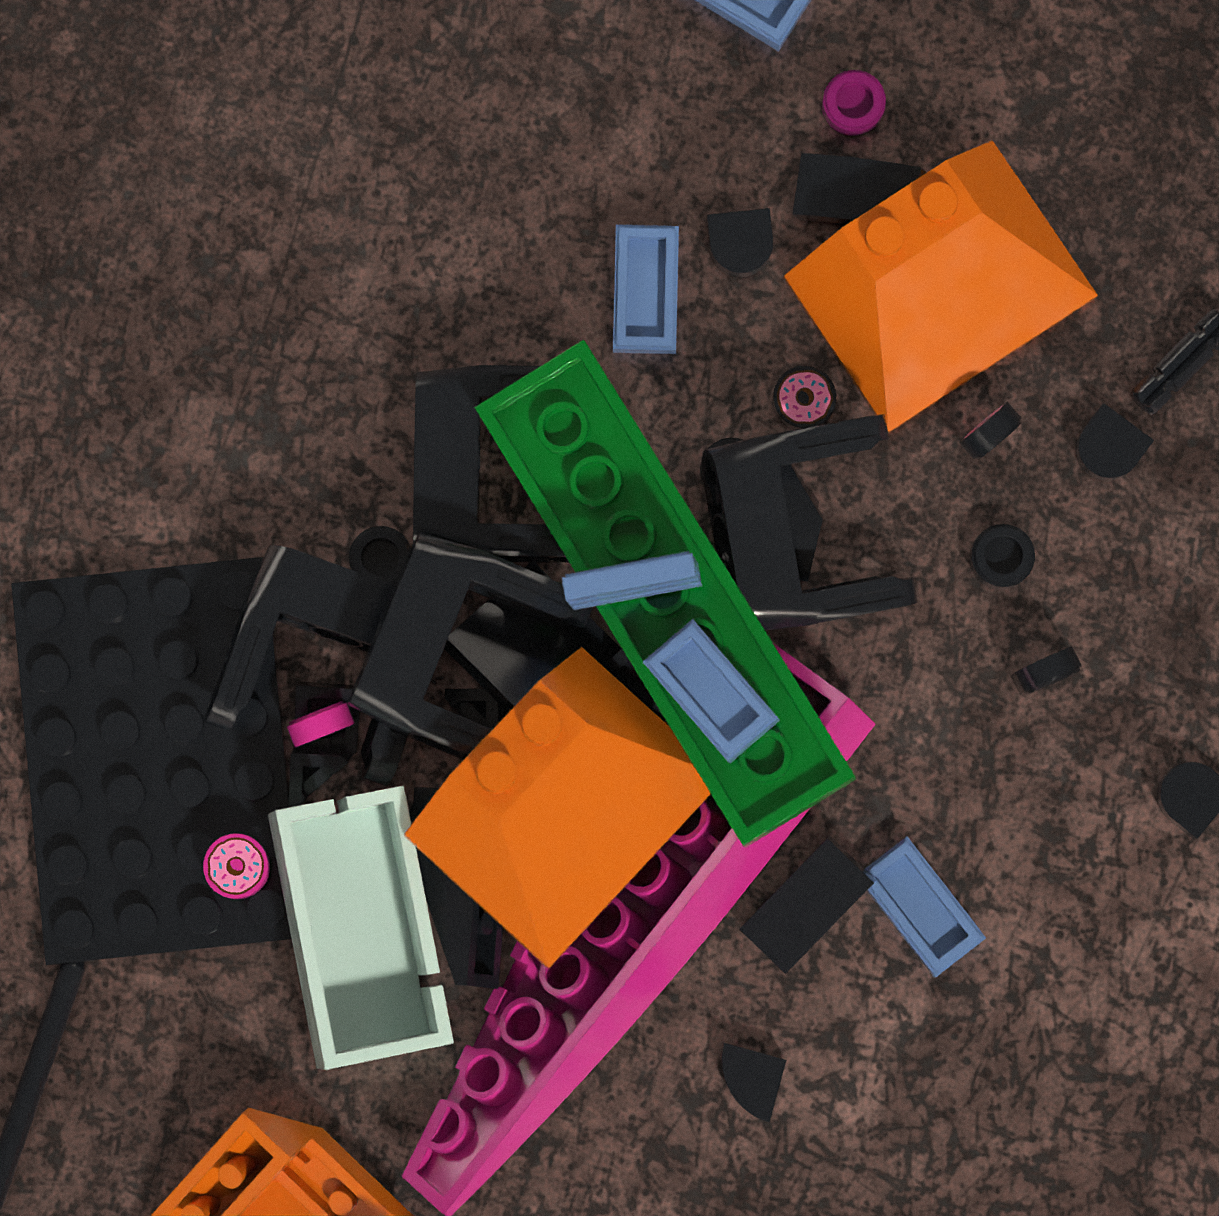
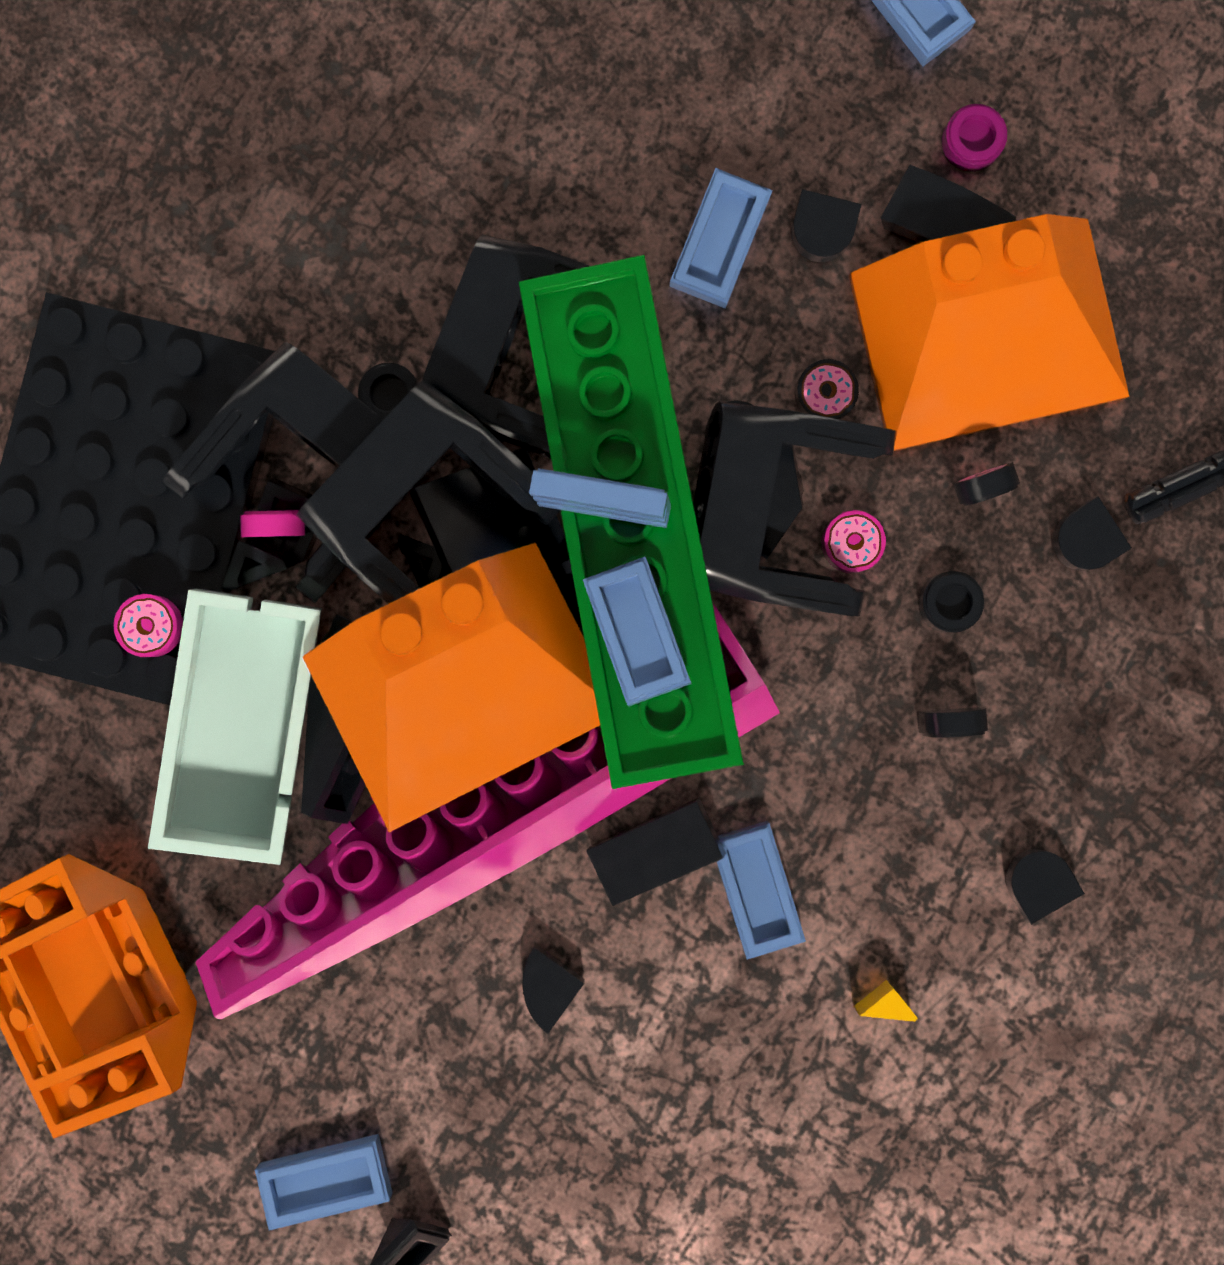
camera: 25 degrees right, 5 degrees up
(885, 533) = (853, 541): none -> tile
(1087, 968) = (886, 1004): none -> yellow piece

